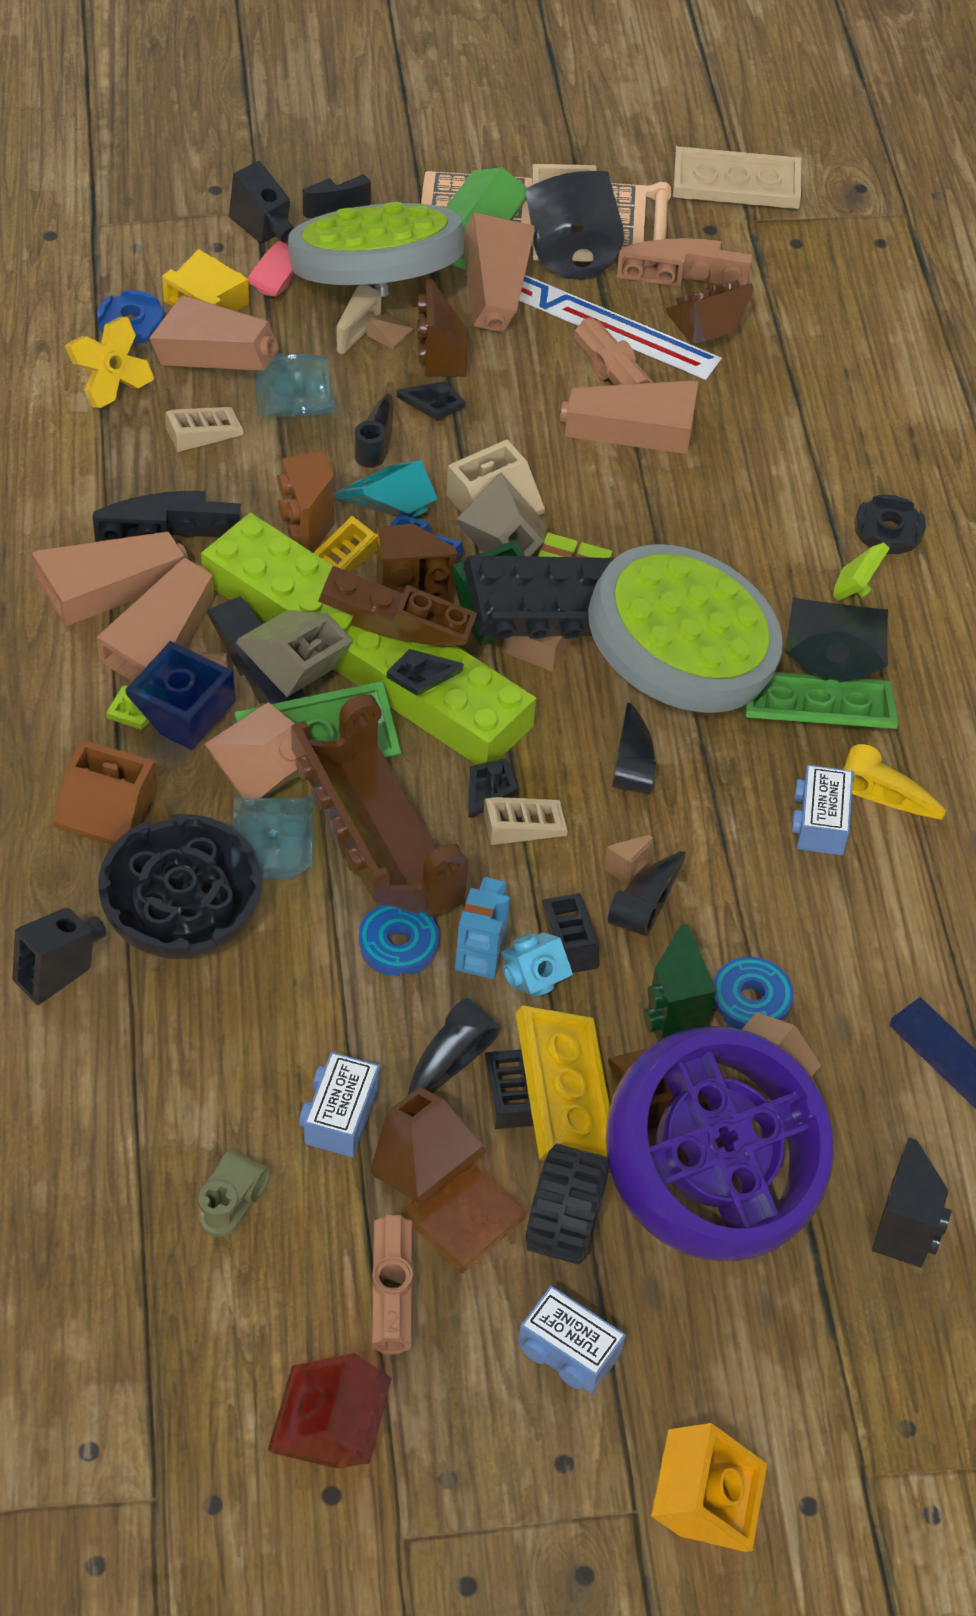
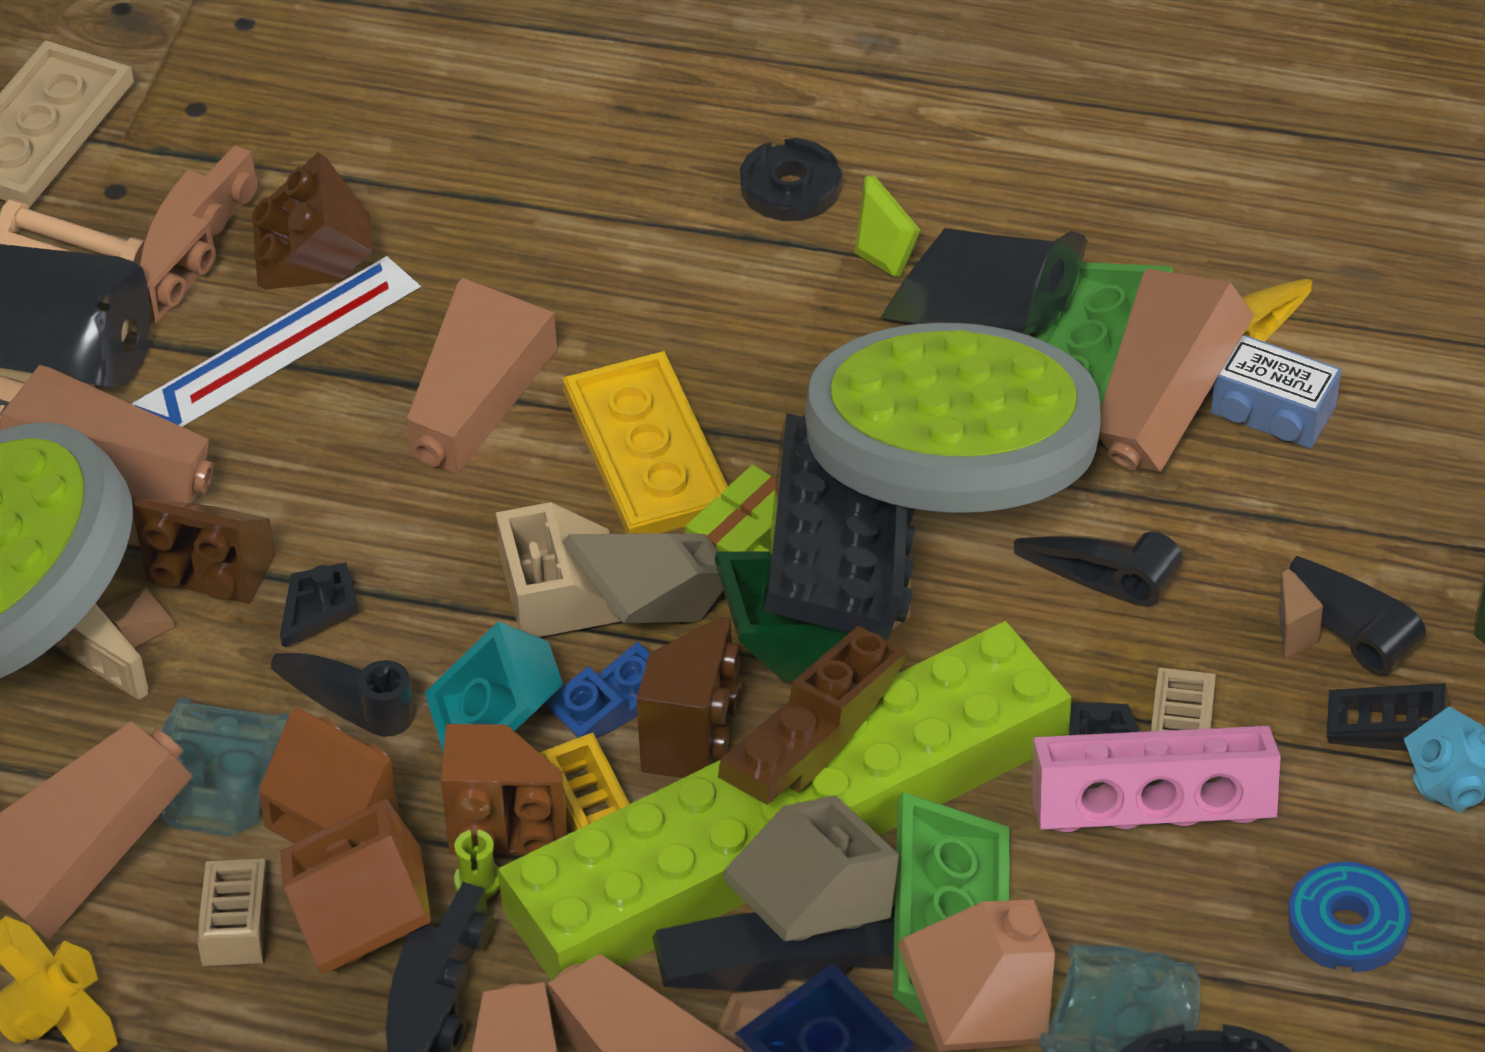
camera: 65 degrees left, 5 degrees down
(220, 459) = (356, 886): none -> dark orange slope
(263, 506) = (476, 862): none -> lime pin
(282, 433) = (321, 778): none -> dark orange slope
(374, 816) = (1184, 871): reddish brown piece -> none
(422, 671) = (931, 726): black piece -> none
(453, 802) = (1129, 761): none -> bright pink brick
(483, 929) = (1386, 798): dark azure hips -> none
(608, 357) = (347, 367): nougat piece -> none
(629, 509) = (645, 443): none -> yellow tile
(798, 735) = (1167, 364): none -> nougat slope

